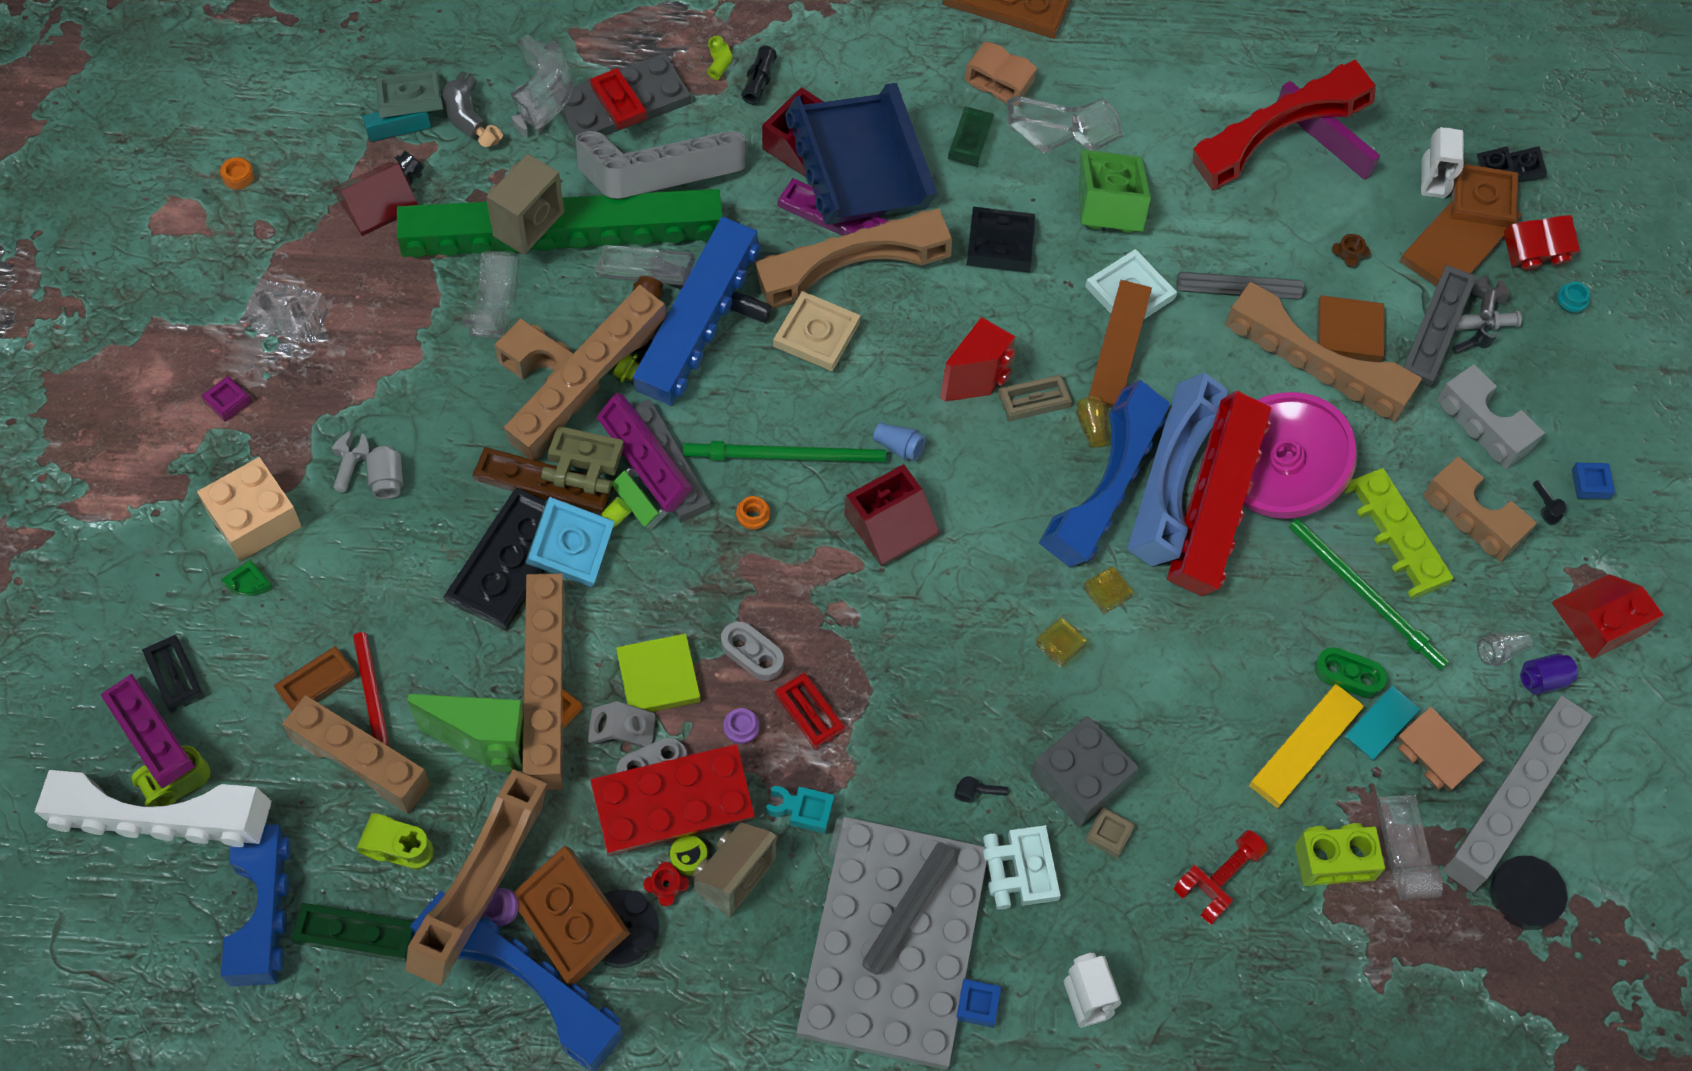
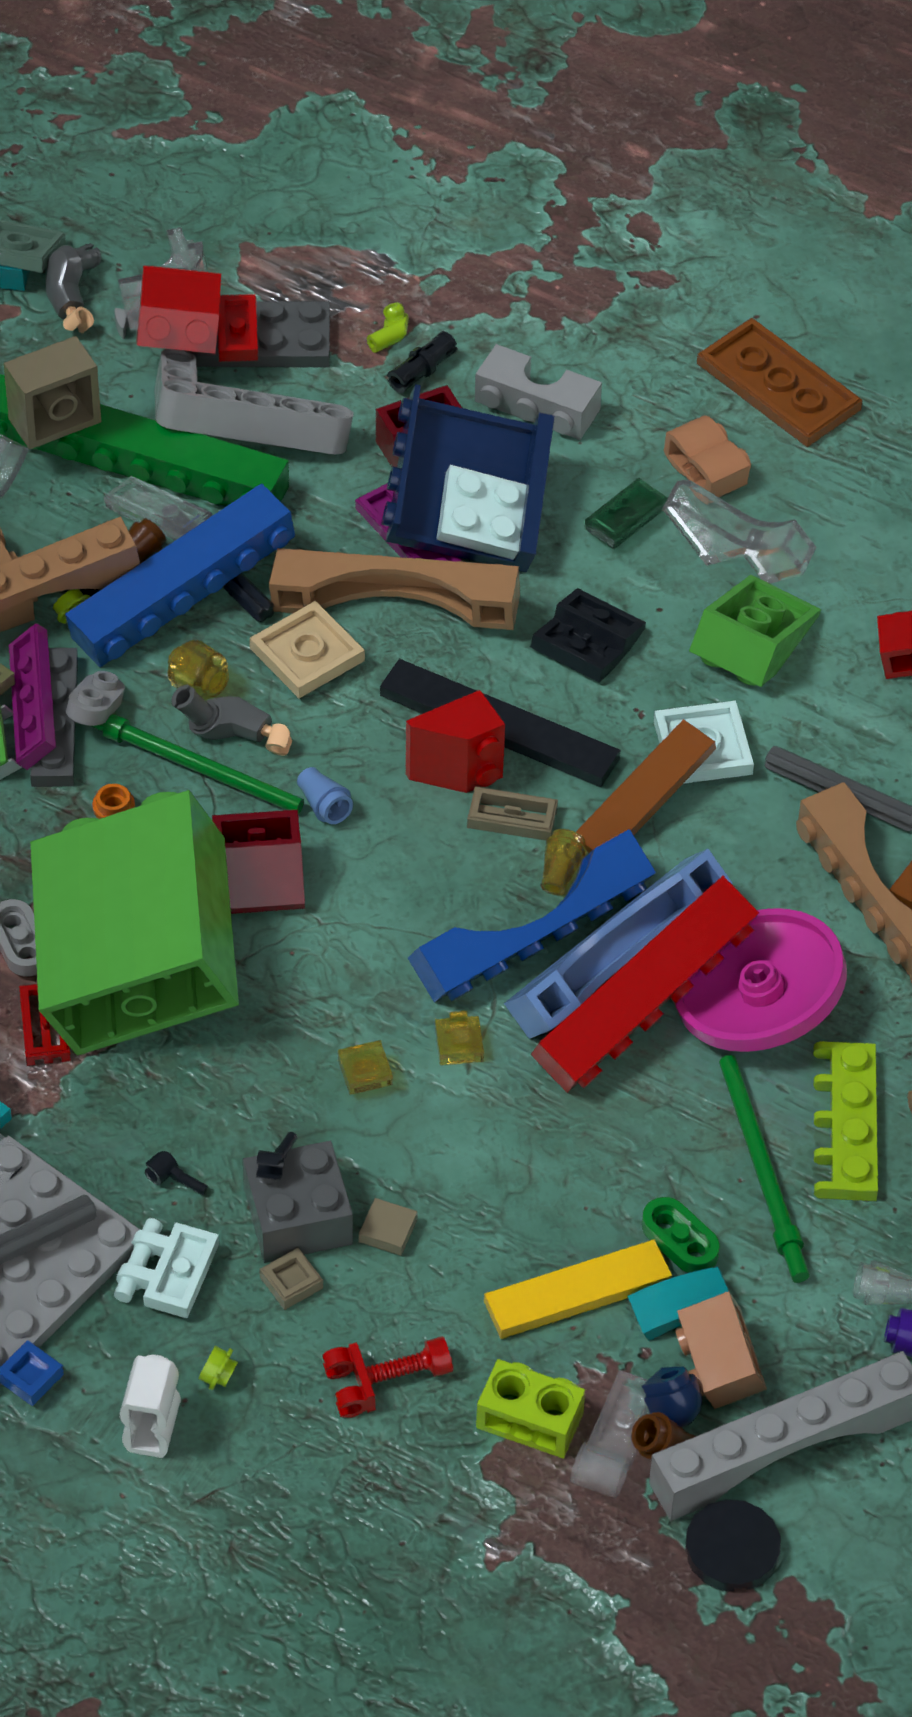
camera: 30 degrees right, 10 degrees down
(574, 102) = (179, 309): none -> red slope
(692, 435) = (95, 698): none -> light grey plate
(752, 380) = (198, 667): none -> clear yellow head
(797, 406) = (229, 718): none -> dark grey arm
(835, 73) = (506, 386): none -> light grey arch
(844, 606) = (132, 922): none -> bright green brick
(882, 176) = (481, 512): none -> light aqua plate
(951, 329) = (524, 731): none -> black tile
(1066, 757) = (272, 1163): none -> black hand
(1107, 931) = (218, 1368): none -> lime plate
(1151, 758) = (388, 1226): none -> dark tan tile
(1432, 800) = (674, 1394): none -> dark blue piece
(1439, 842) = (656, 1433): none -> reddish brown cone

